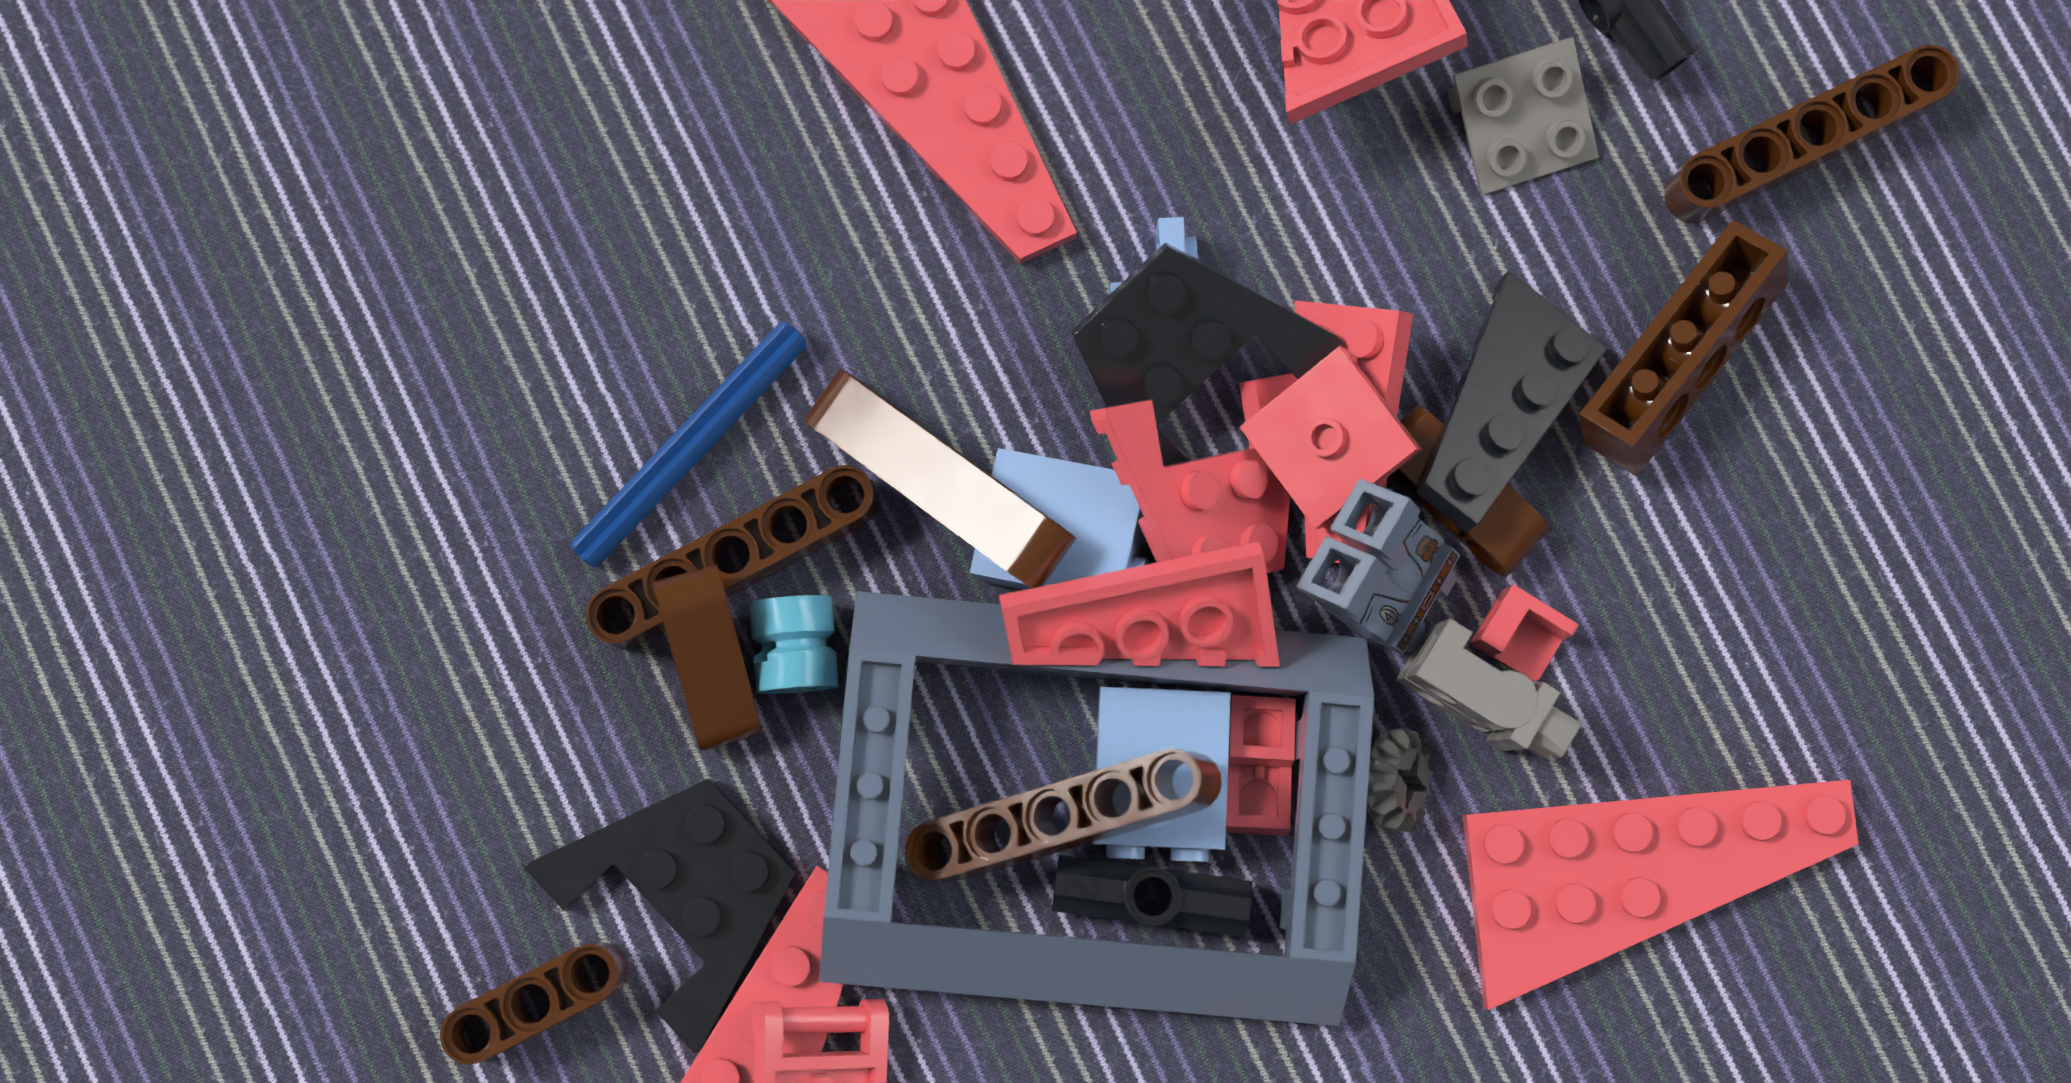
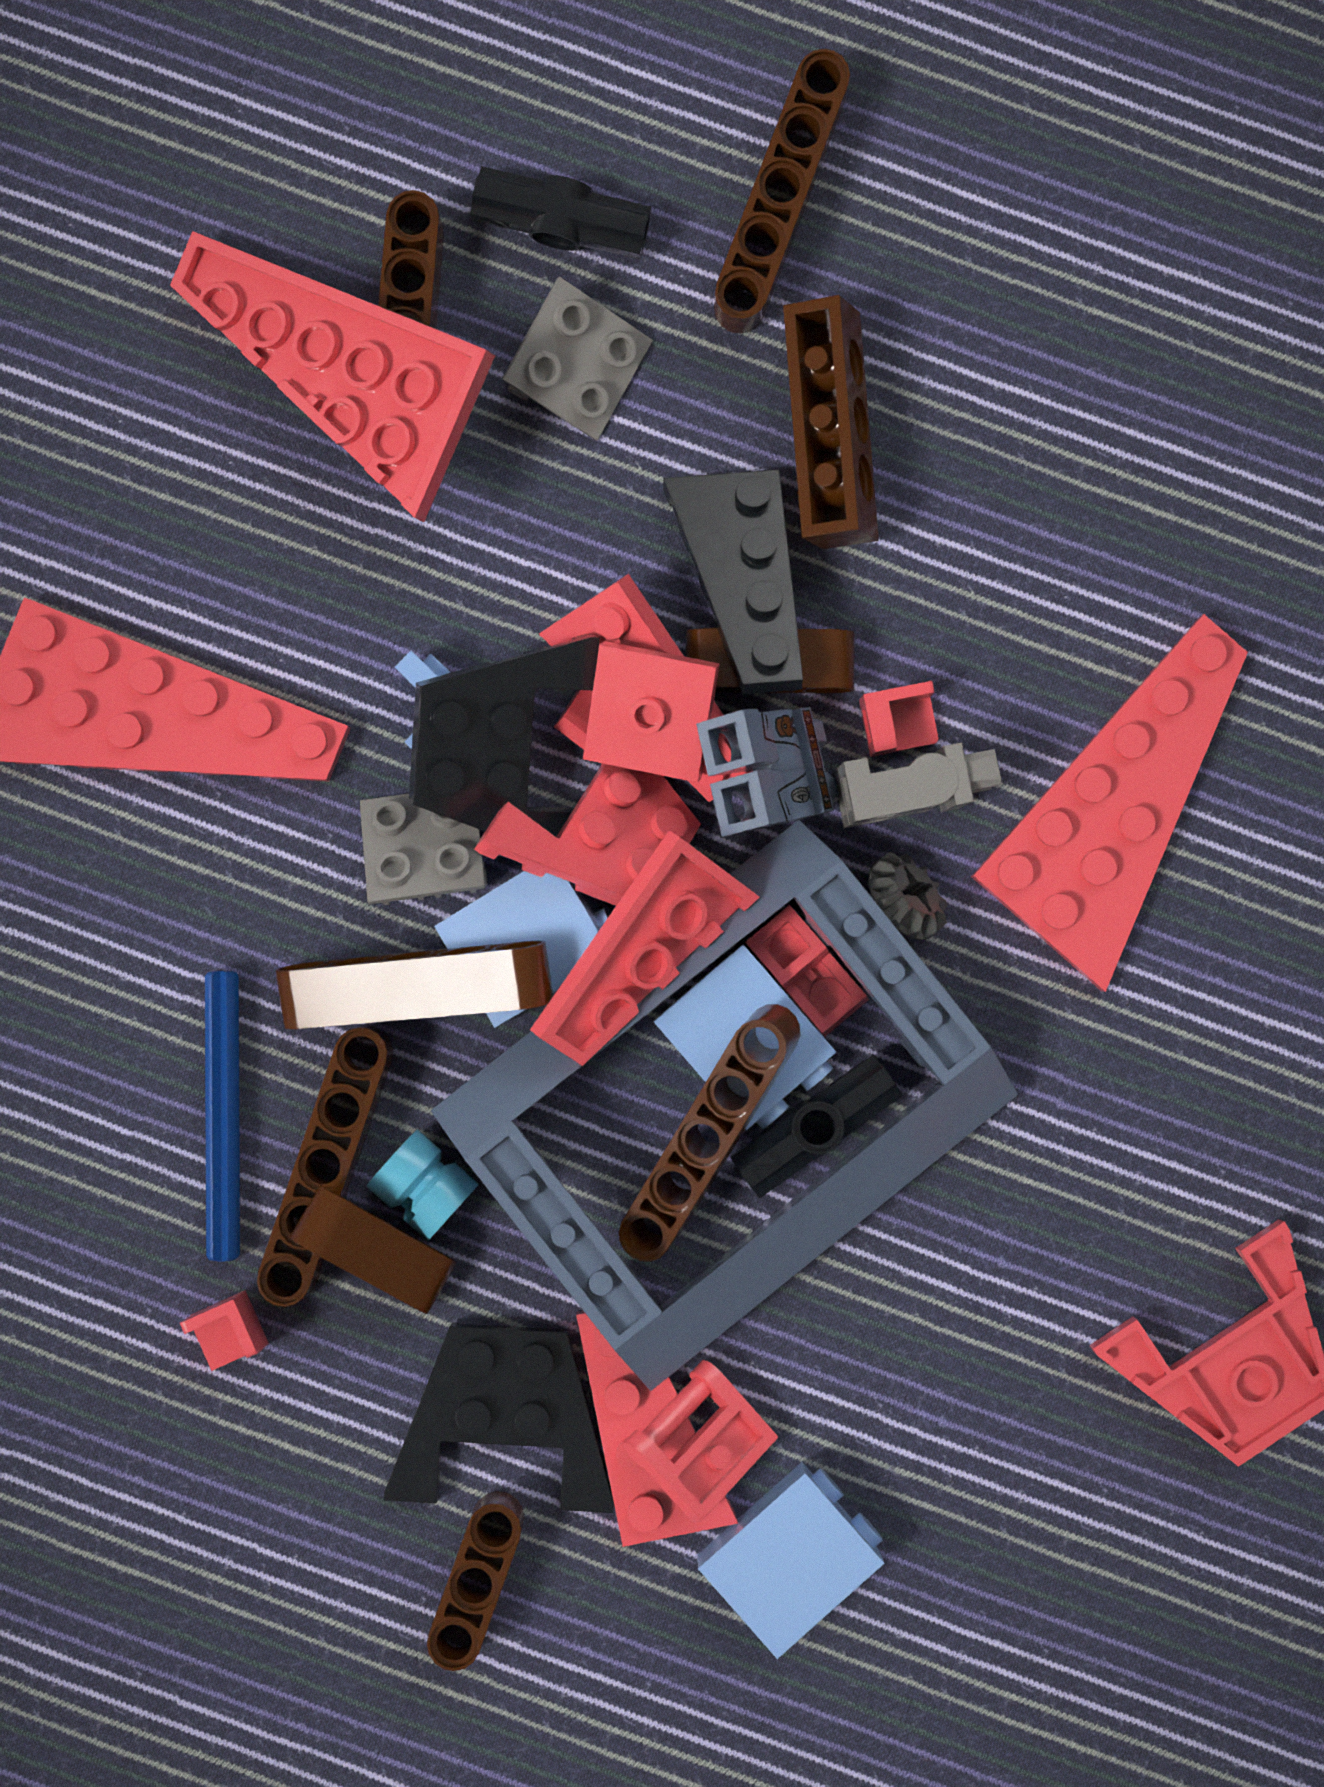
camera: 40 degrees left, 5 degrees up
(531, 614) = (227, 1330): none -> coral panel
(1038, 380) = (416, 852): none -> light grey hinge

